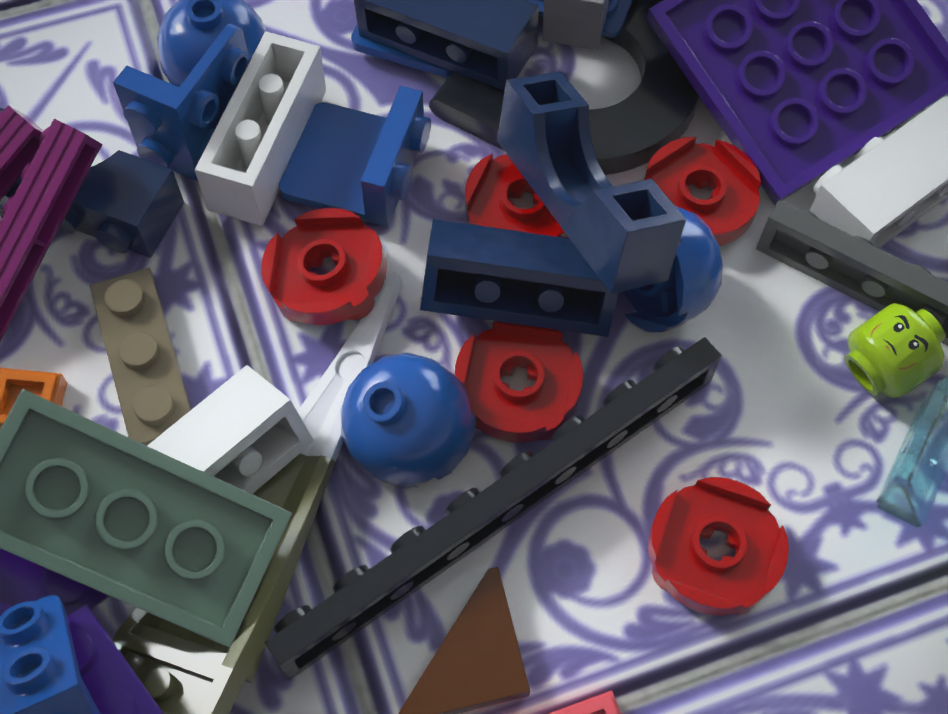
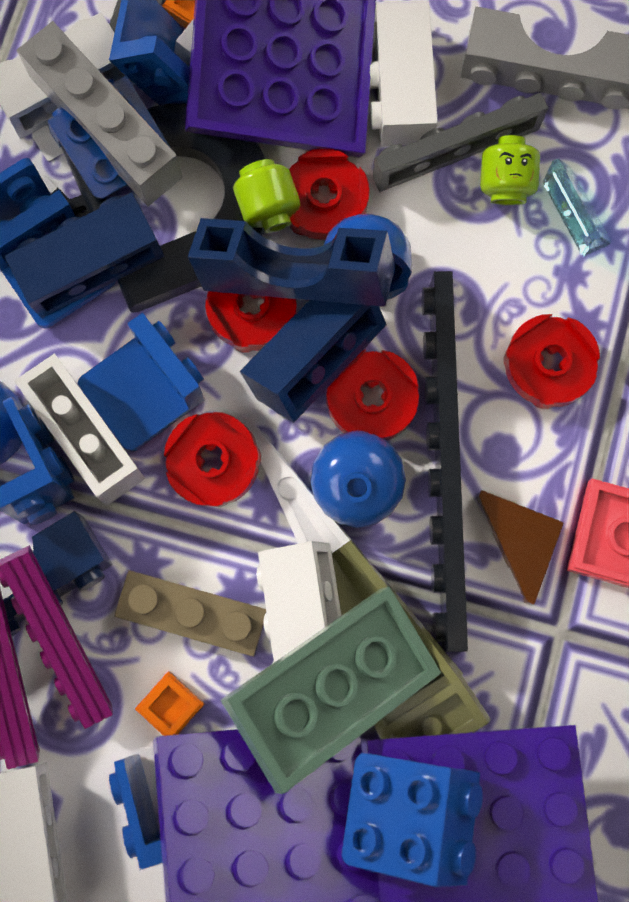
camera: 55 degrees left, 15 degrees up
(644, 127) = (266, 195): none -> lime head

